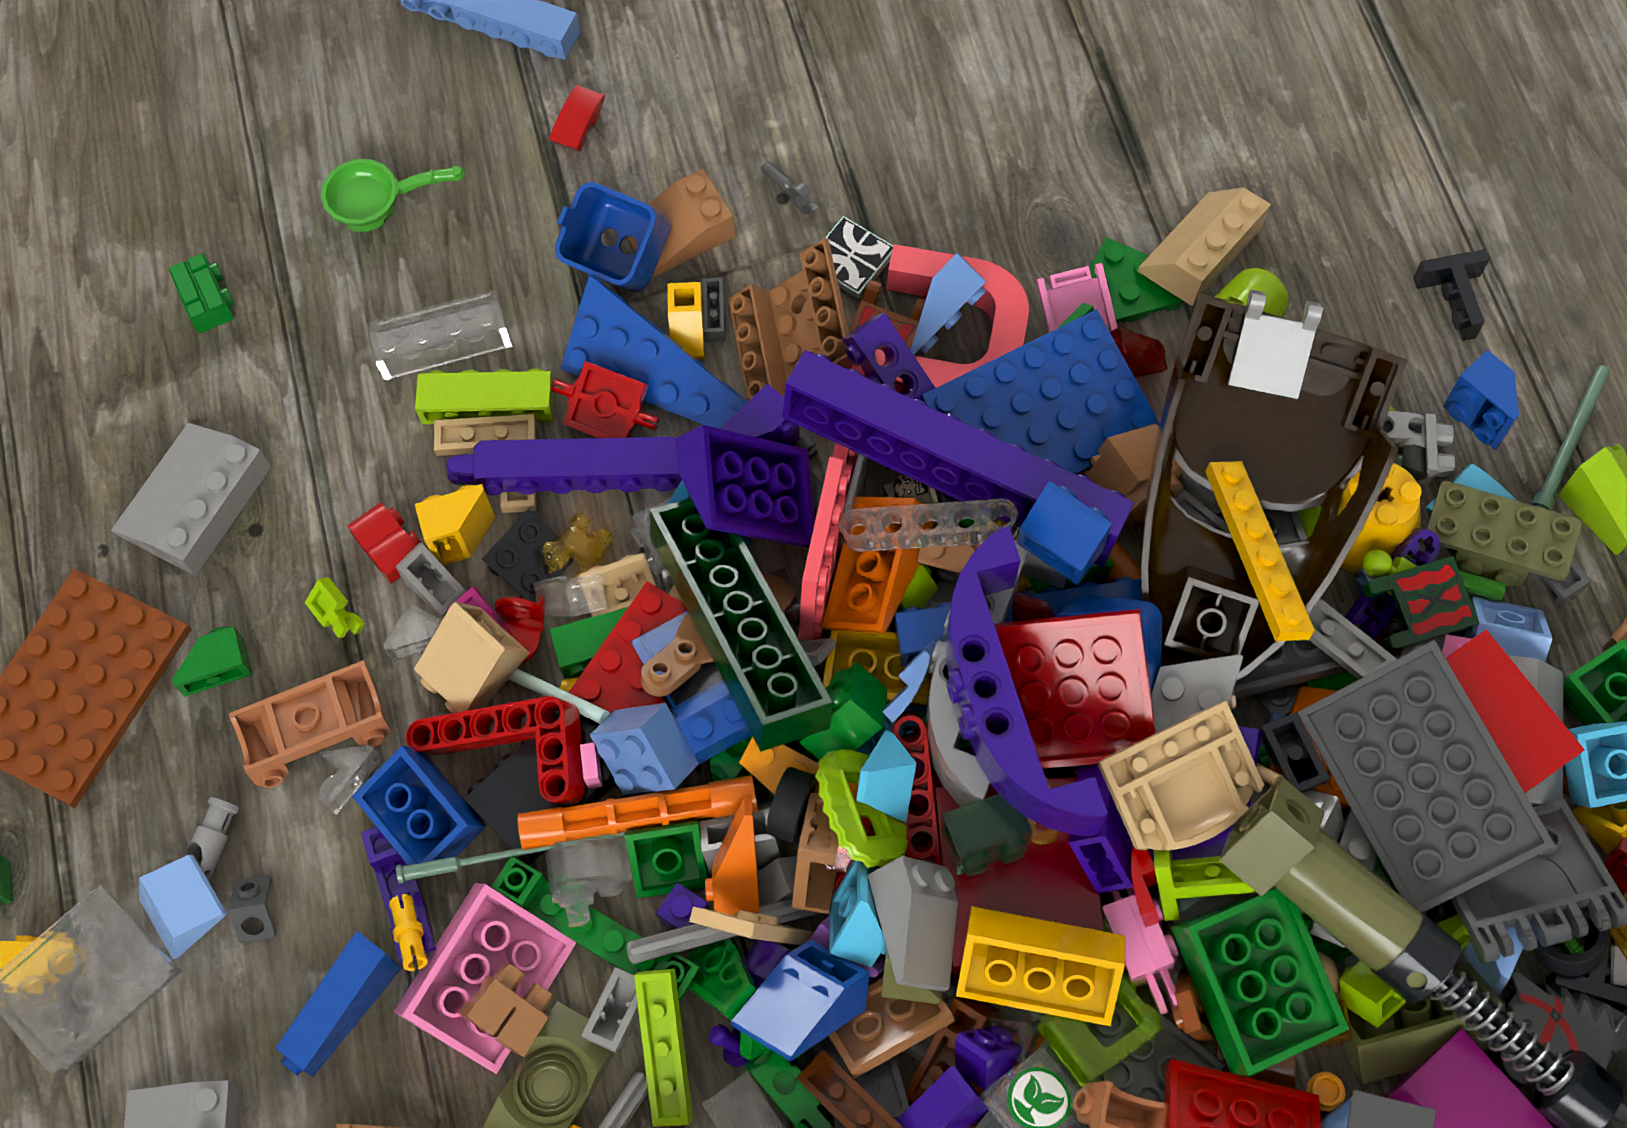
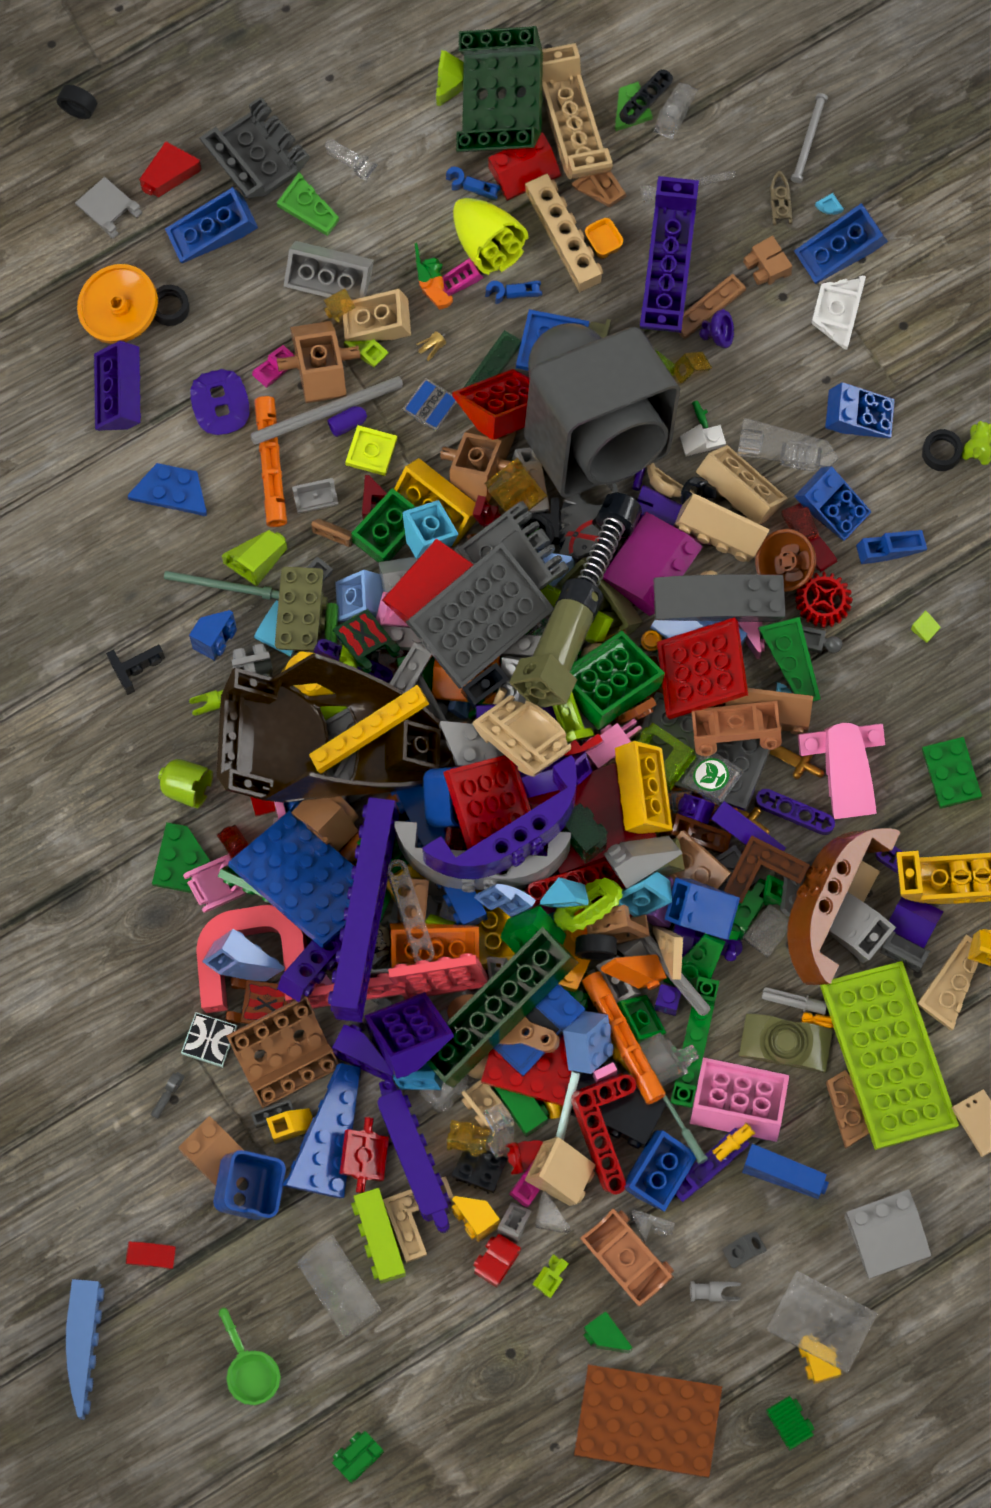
camera: 110 degrees left, 5 degrees up
(180, 903) = (759, 1288): light blue slope -> none
(193, 497) = (502, 1402): light grey slope -> none
(505, 1014) = (759, 1073): medium nougat hips -> none
(615, 1012) = (736, 1016): light grey slope -> none
(663, 1048) = (747, 981): lime plate -> none
(1064, 532) = (408, 824): blue slope -> none
(1205, 242) = (143, 819): tan slope -> none
(1273, 349) = (241, 746): flag -> none

